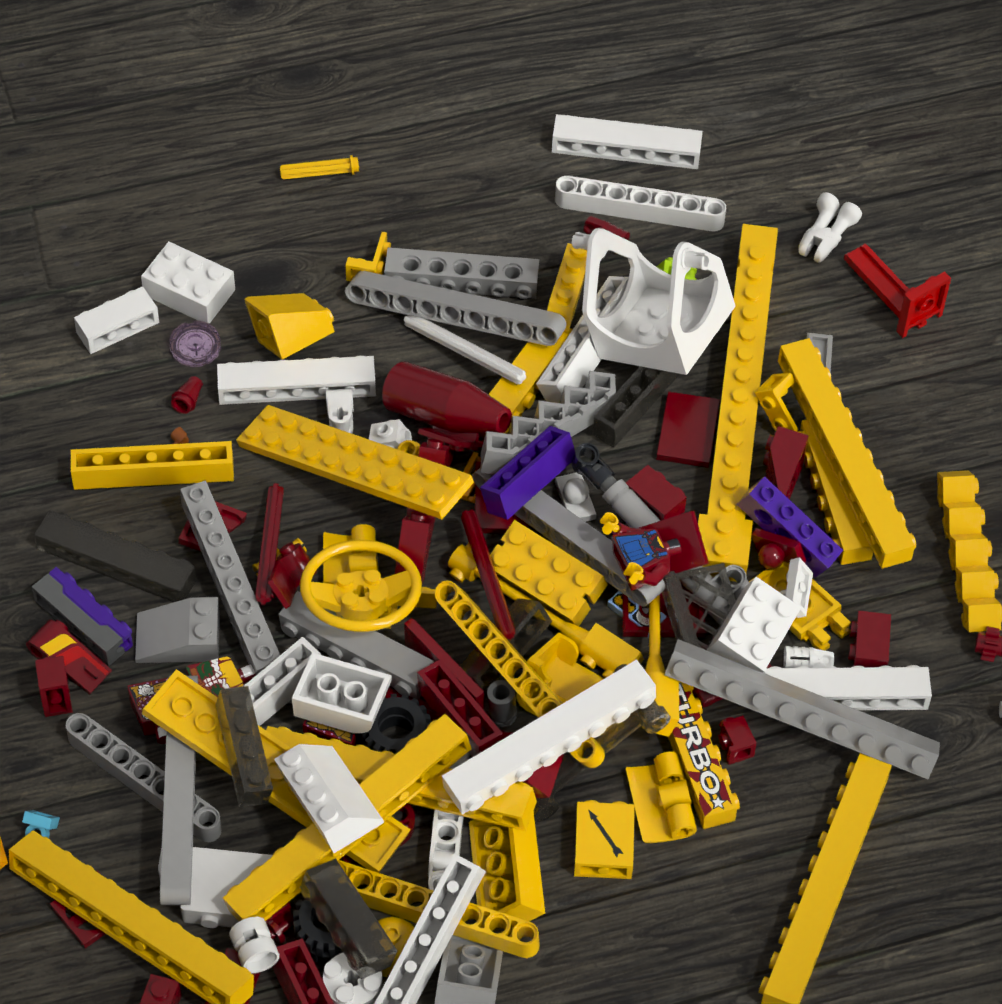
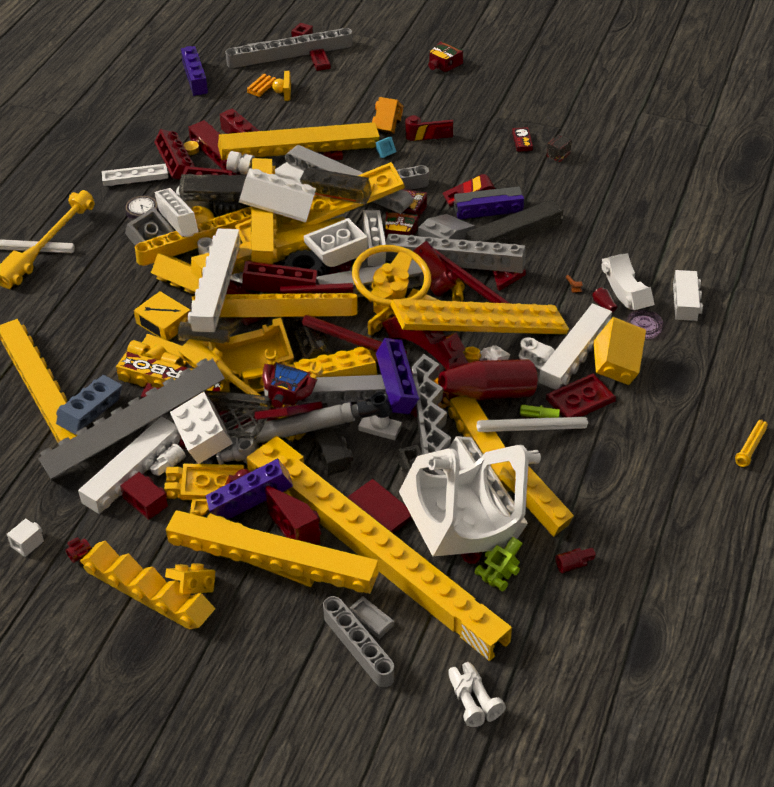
camera: 130 degrees right, 10 degrees down
(53, 686) = (451, 170): dark red brick -> none
(152, 465) = (560, 260): yellow brick -> none
(155, 373) = (627, 289): none -> white brick
(188, 282) = (691, 334): white brick -> none
(355, 265) = (640, 423): yellow bracket -> none
(370, 337) = (581, 397): none -> dark red tile
(427, 357) = (539, 412): none -> lime axle
(456, 308) = (574, 427): light grey beam -> none
(466, 272) = (599, 462): light grey brick -> none
(626, 141) = (654, 623): white brick -> none
(640, 203) = (586, 594): white beam -> none
(658, 493) = (332, 436): dark red brick -> none
(770, 400) = (349, 542): yellow bracket -> none
(799, 585) = (208, 472): white plate -> none
(817, 780) = (88, 404): none -> sand blue brick
(834, 587) = (199, 507): none -> yellow tile
(857, 342) = (360, 650): none -> light grey beam
(909, 305) = (380, 697): red bracket -> none
(928, 512) = (192, 579): none -> yellow bracket

